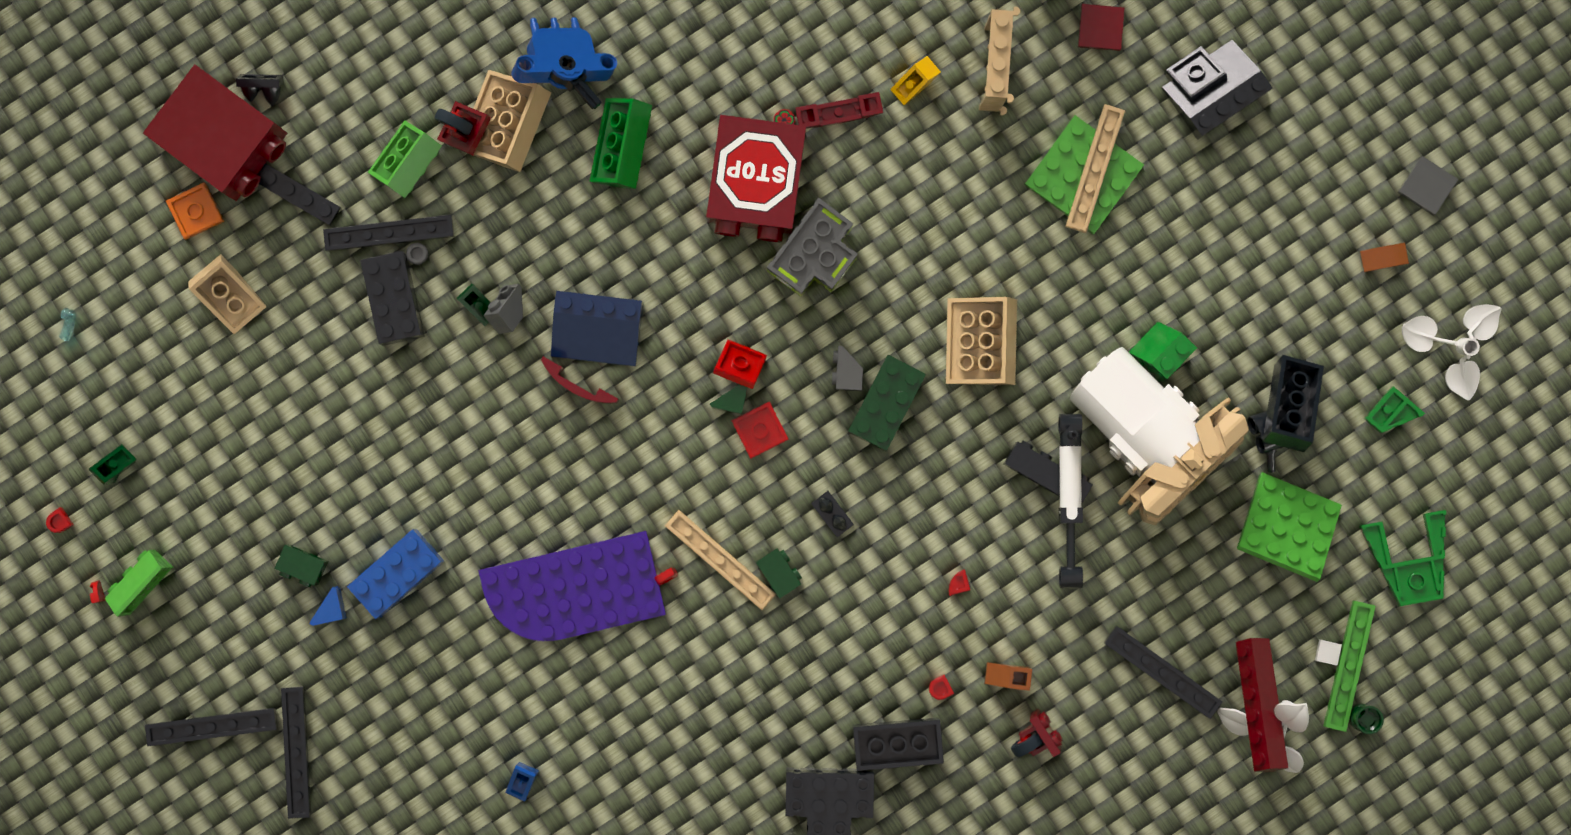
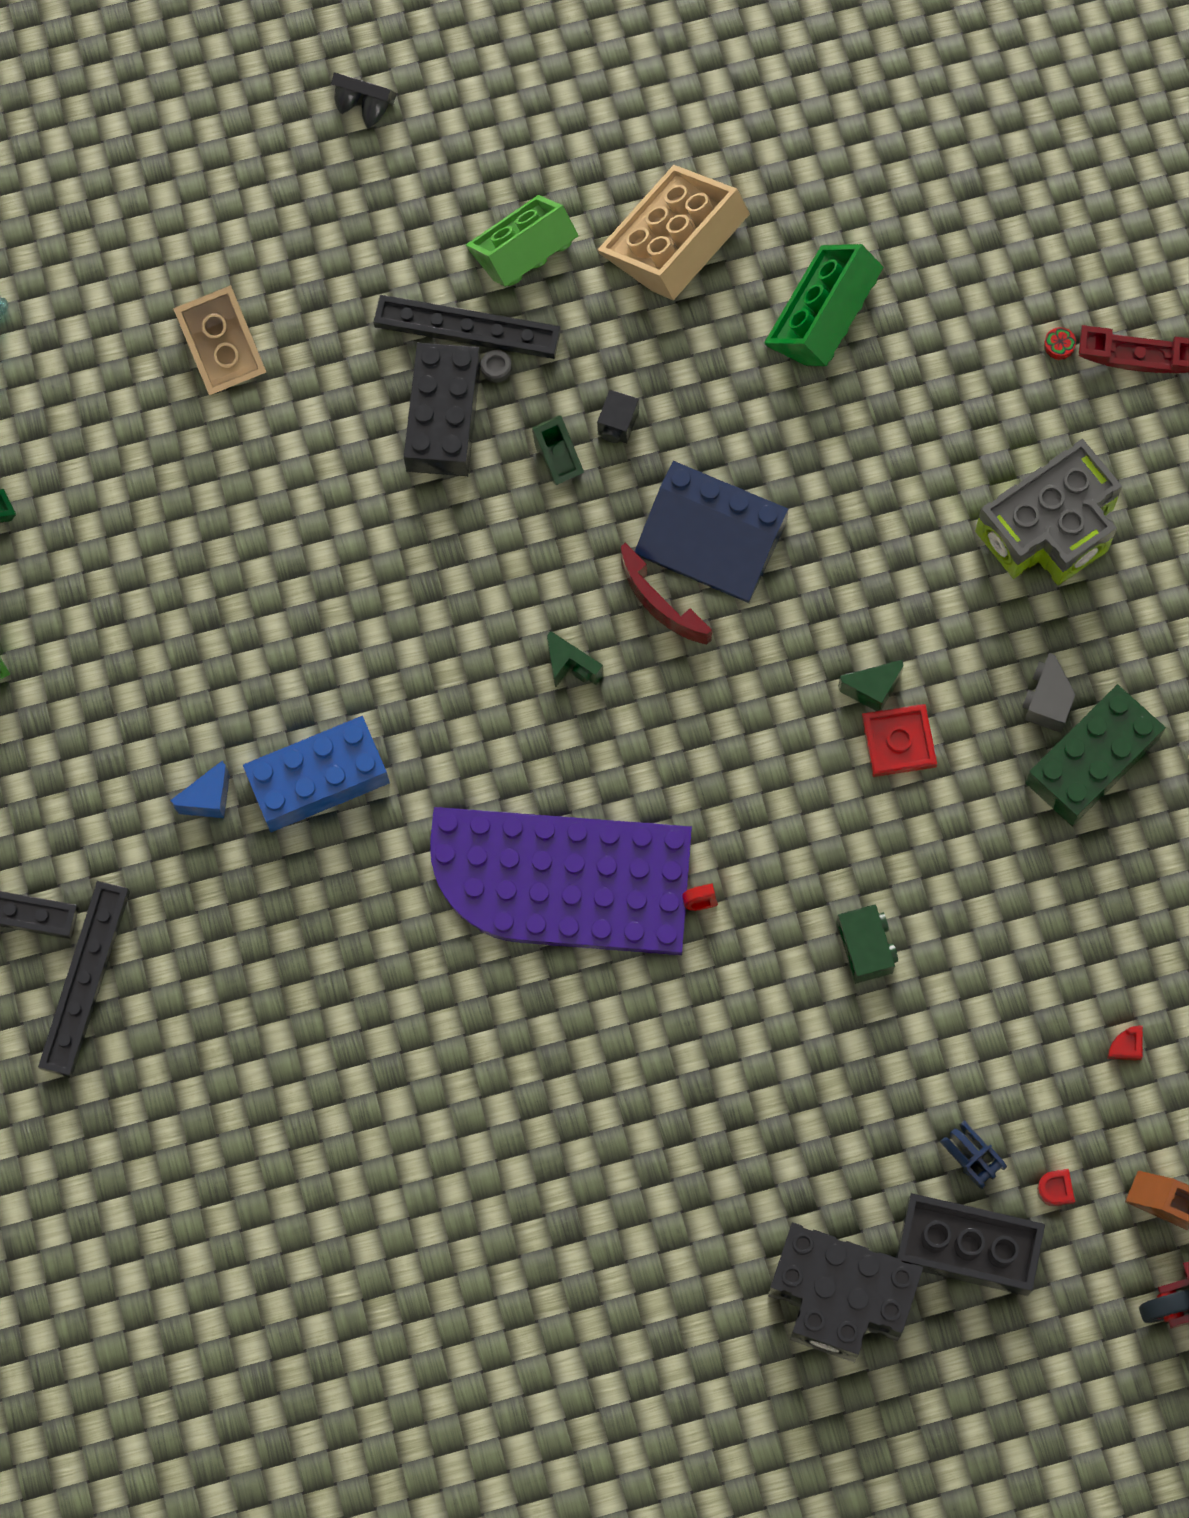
camera: 25 degrees right, 15 degrees down
(195, 211) = (216, 225): orange tile -> none
(216, 134) = (283, 129): dark red brick -> none
(298, 194) = (343, 225): black plate -> none
(300, 565) = (187, 722): dark green brick -> none
(462, 127) = (613, 218): dark red plate -> none
(506, 309) = (593, 469): dark grey slope -> none
(509, 267) = (617, 417): none -> black brick
(521, 781) = (393, 1123): blue slope -> none
(527, 445) = (566, 656): none -> dark green slope
(564, 59) = (782, 173): blue piece -> none
(720, 560) = (786, 902): tan tile -> none
(740, 364) = (899, 637): red tile -> none
(755, 177) = (999, 395): brick -> none
(832, 514) = (969, 888): black tile -> none
(886, 686) = (973, 1154): none -> dark blue arm

